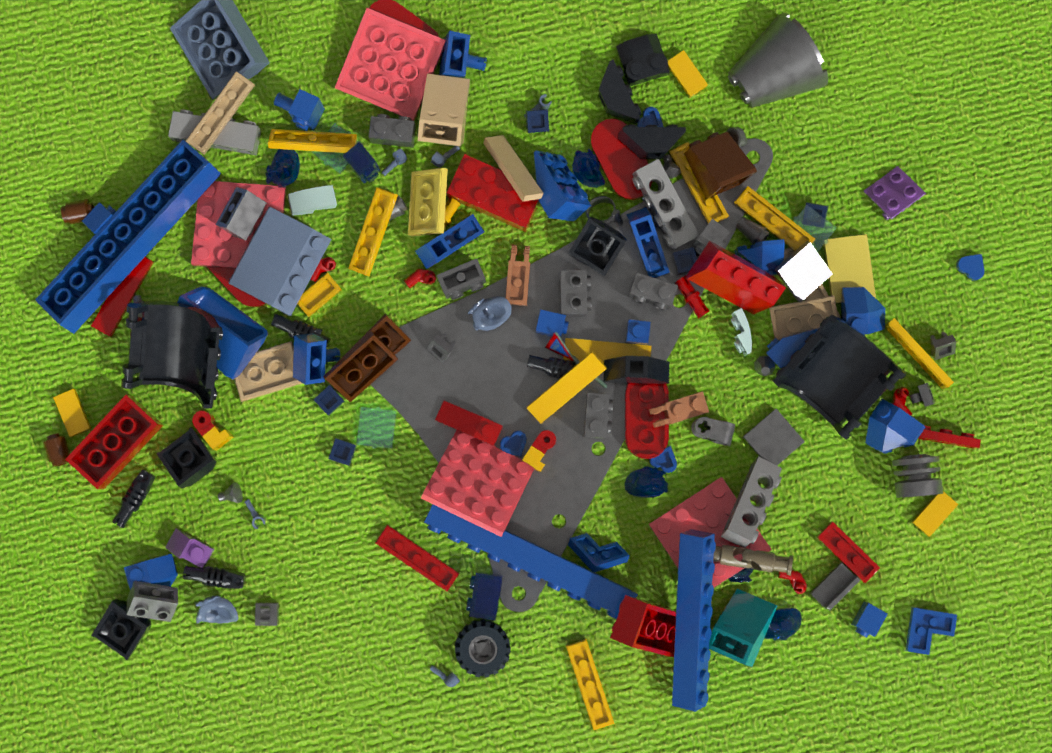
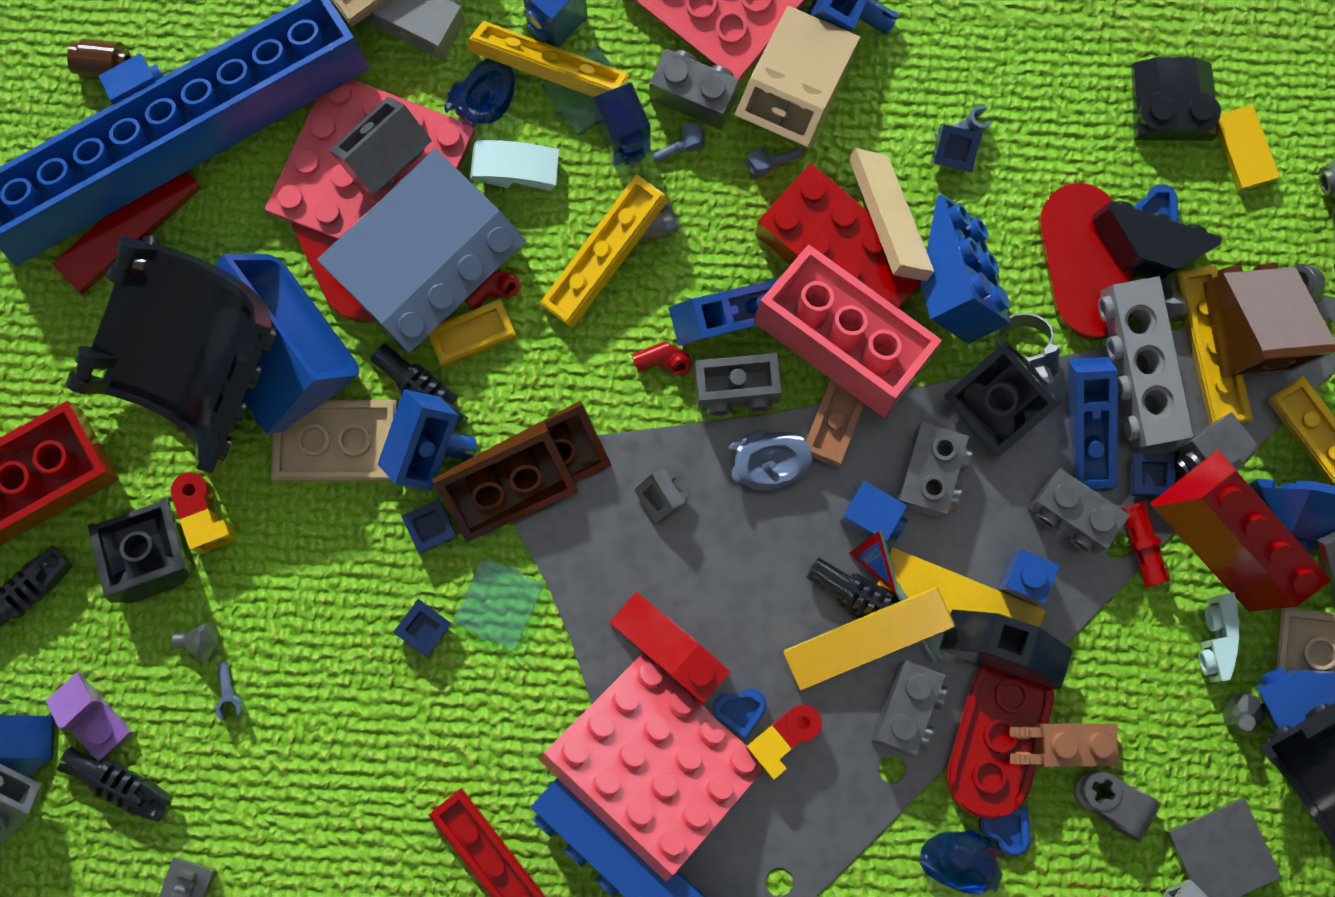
camera: 15 degrees right, 5 degrees down
(216, 610) = (97, 848): sand blue hat -> none
(427, 202) = (718, 229): light yellow tile -> none
(450, 209) = (739, 265): yellow pin -> none
(508, 236) = (846, 330): none -> coral slope
(587, 169) = (1021, 258): clear blue hat -> none
(617, 95) = (1111, 147): black slope -> none
(752, 231) = (1289, 459): flat silver cone -> none

